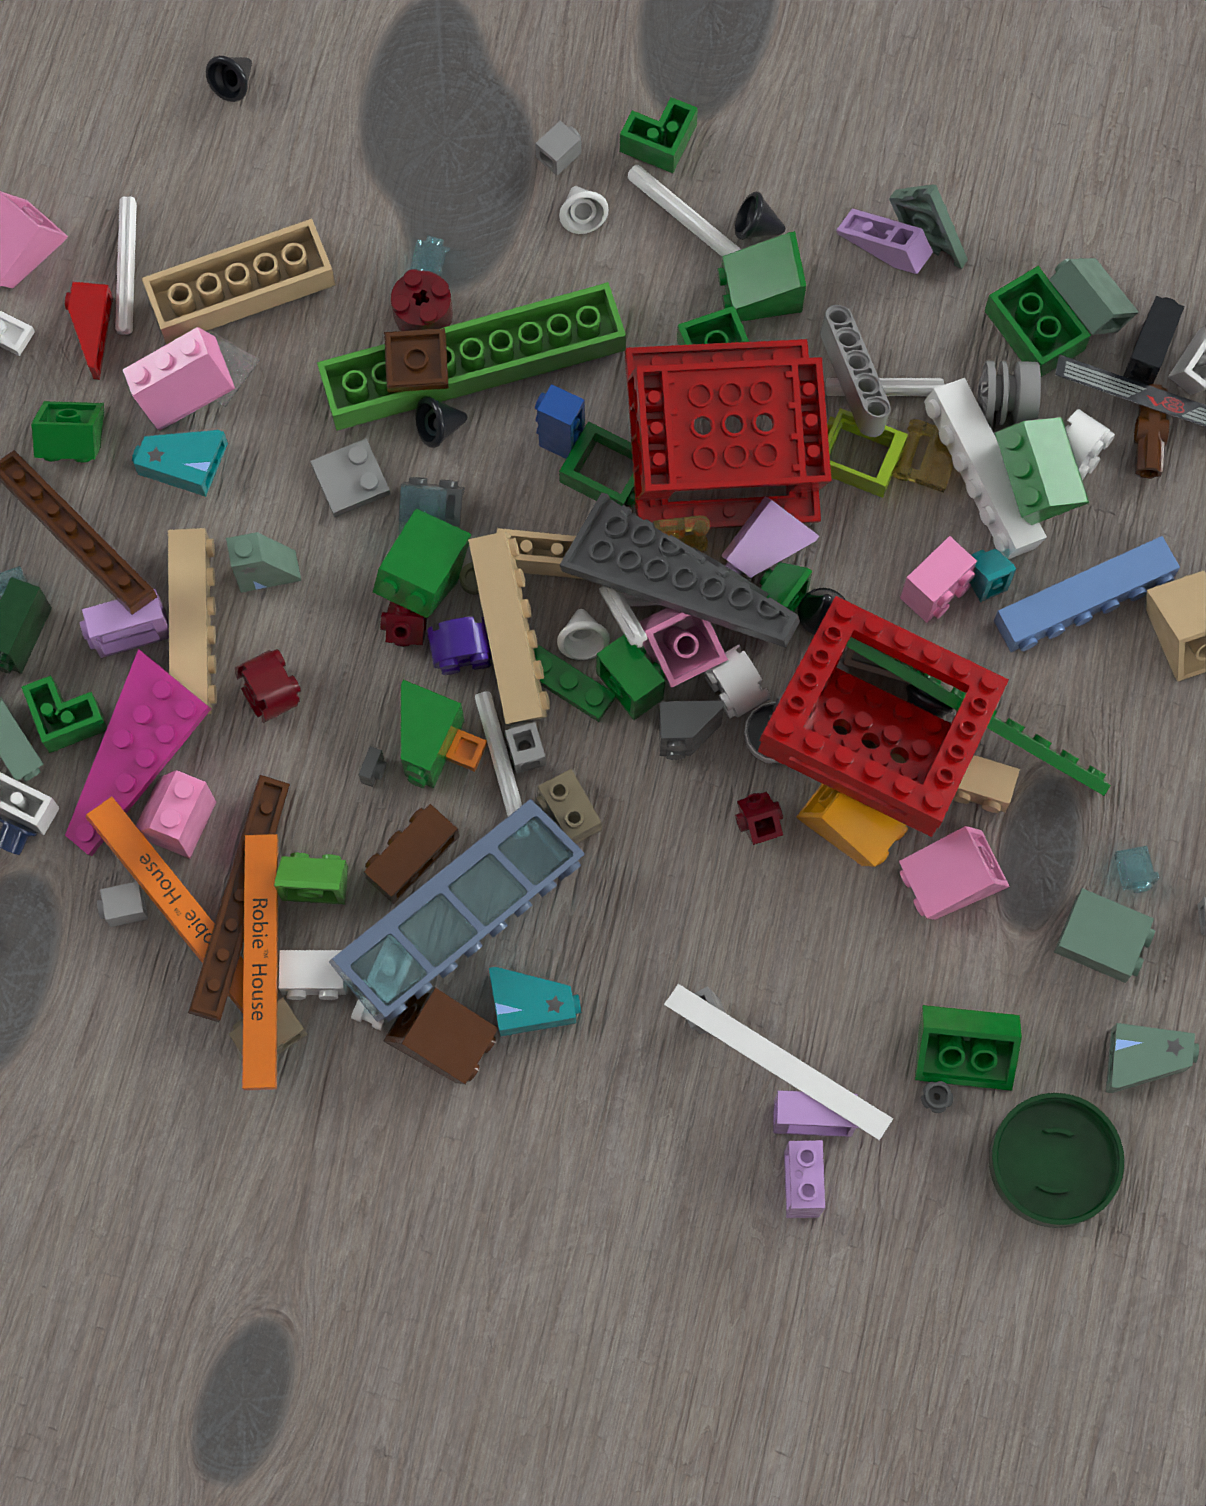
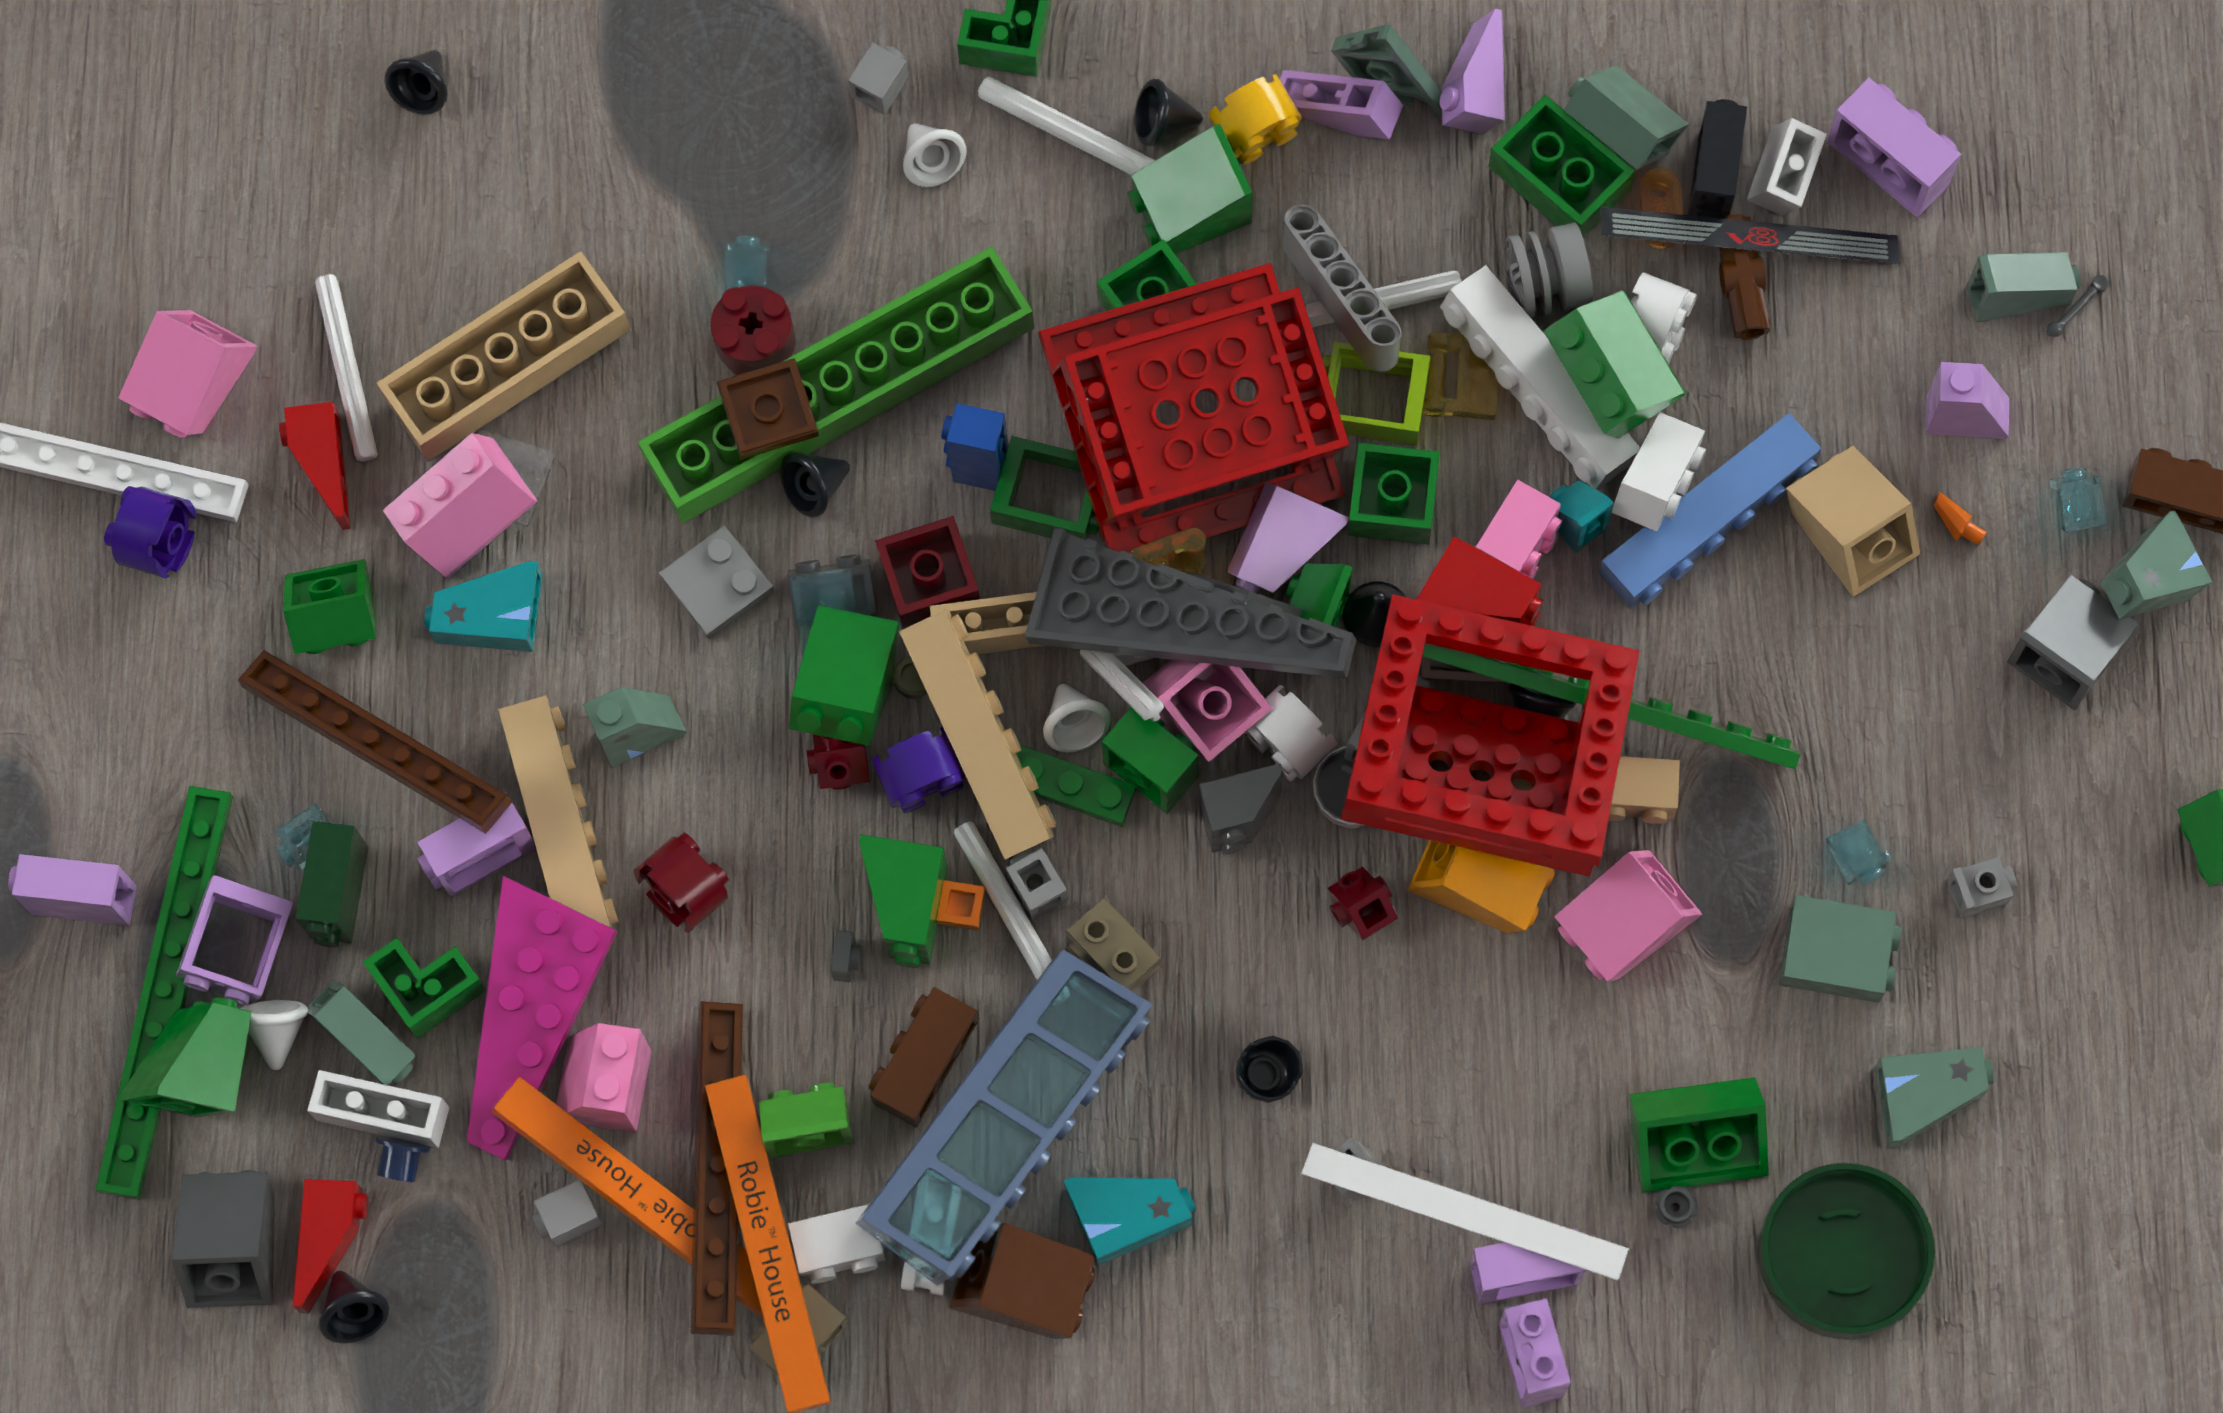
camera: 10 degrees left, 0 degrees up
(502, 501) = (926, 569): none -> dark red brick
(661, 922) = (1269, 1069): none -> black hair
(824, 236) = (1257, 117): none -> yellow brick
(856, 527) = (1393, 493): none -> green brick
(905, 605) = (1482, 585): none -> red slope
(988, 250) = (1475, 85): none -> lavender slope
(1056, 556) = (1660, 472): none -> white brick
(1114, 352) = (1670, 203): none -> clear orange plate

